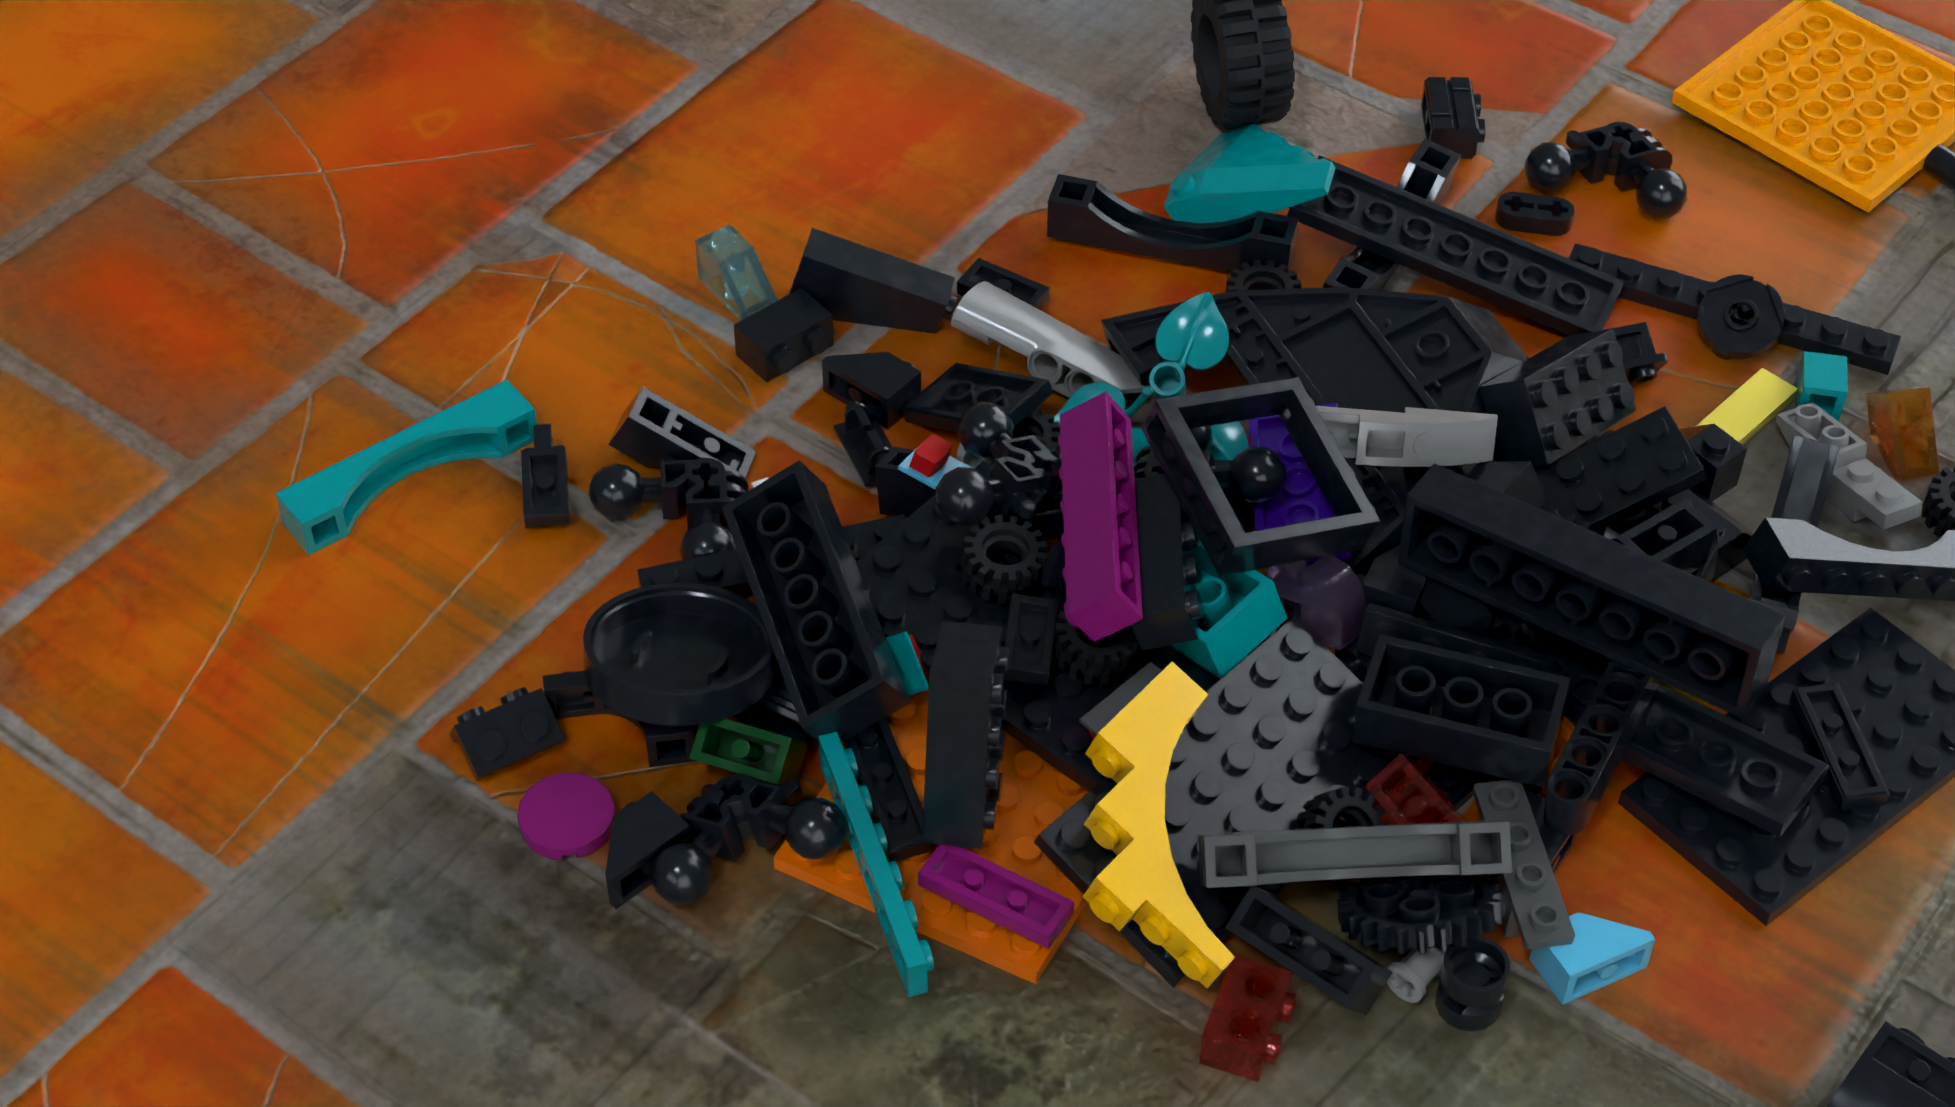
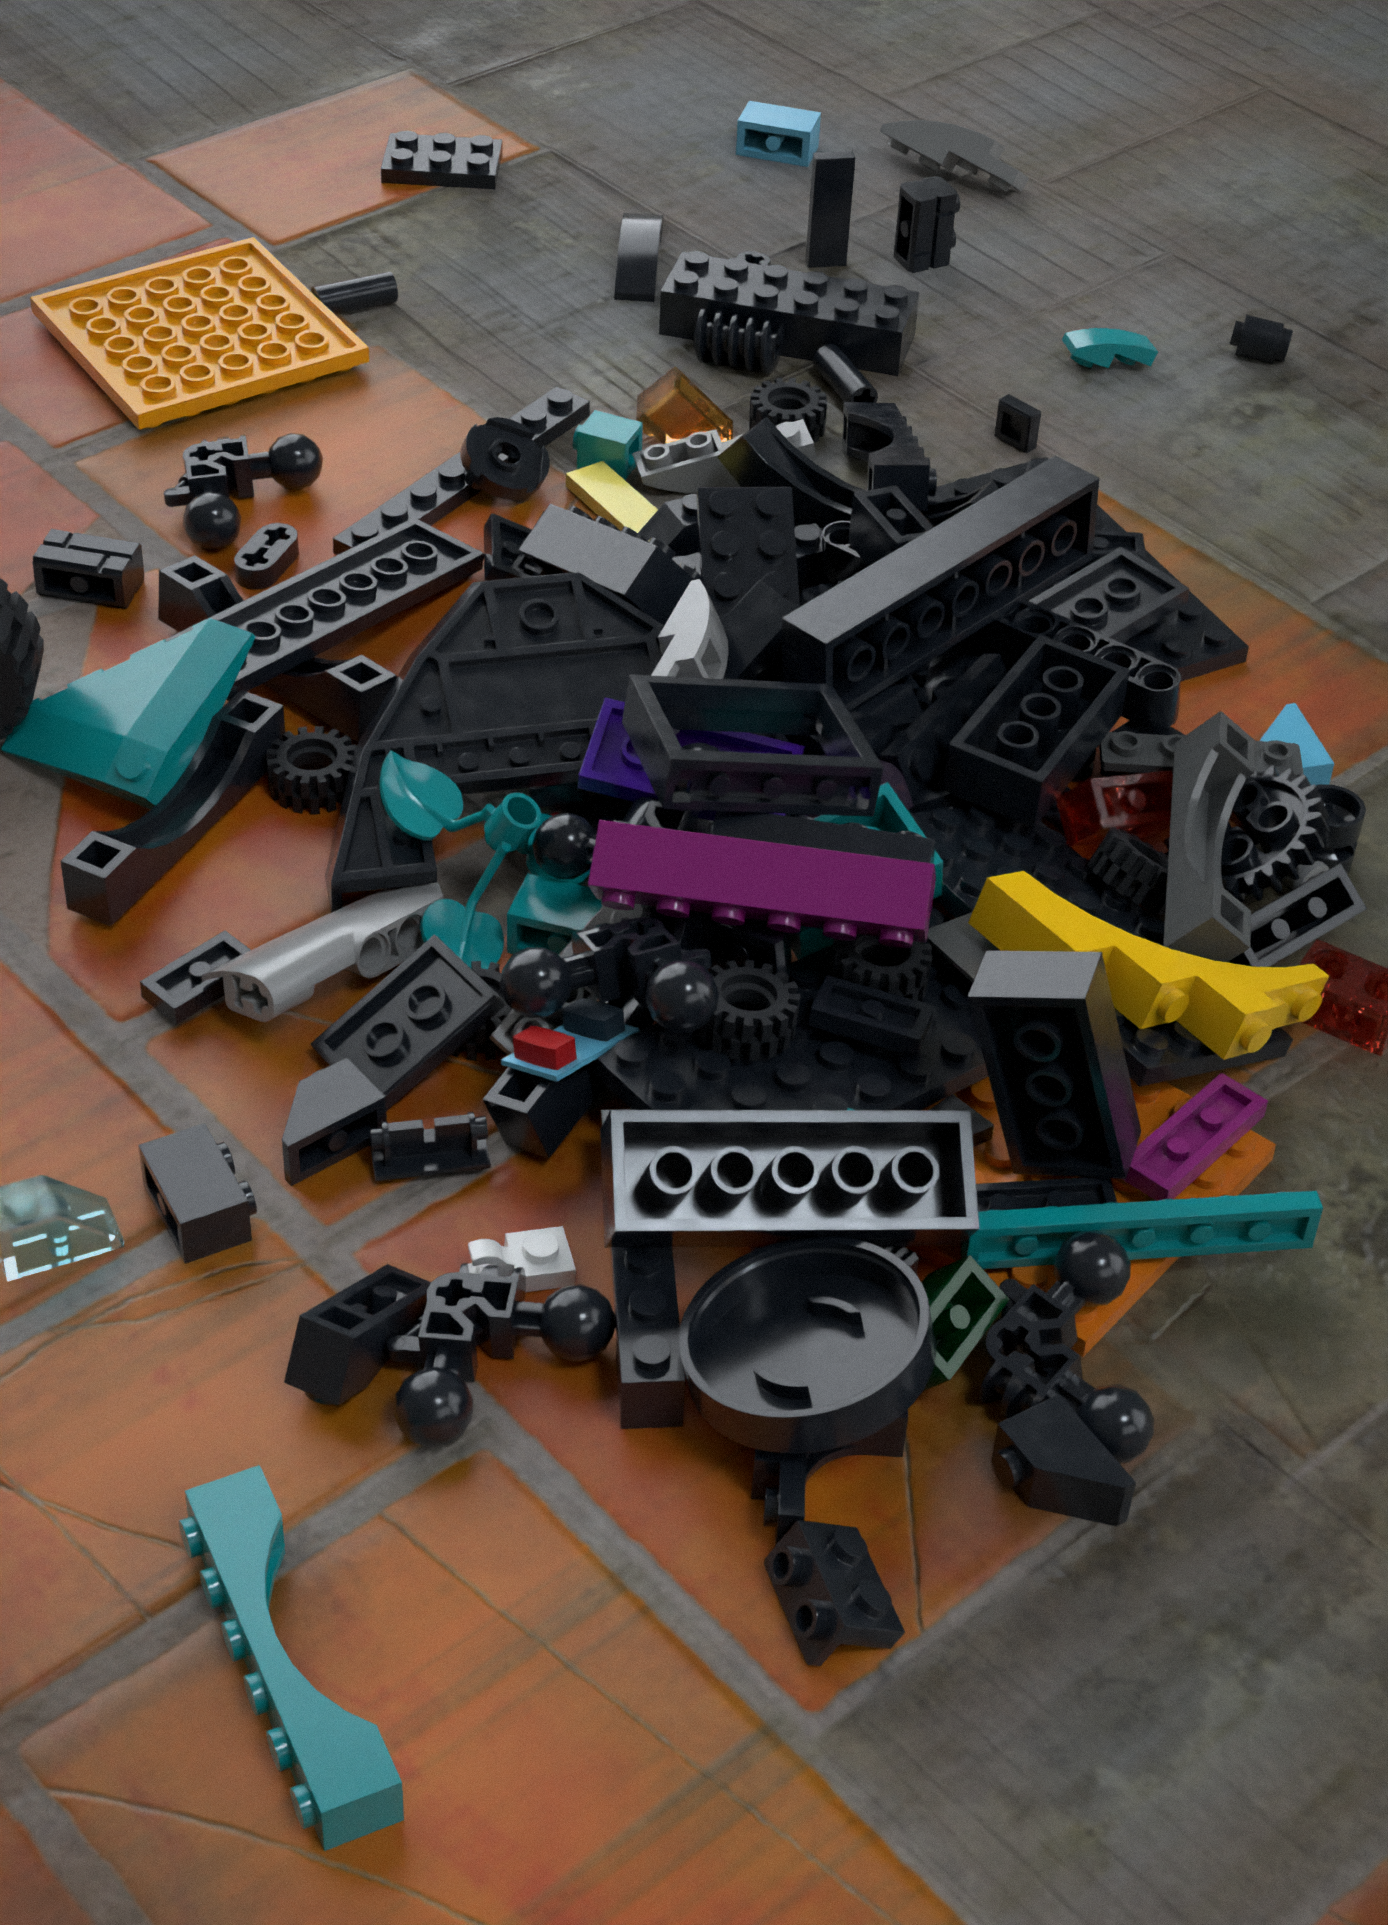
camera: 80 degrees left, 5 degrees down
(545, 481) = (369, 1491): black hinge -> none
(566, 815) = (981, 1546): magenta tile -> none
(872, 286) = (148, 1093): black slope -> none

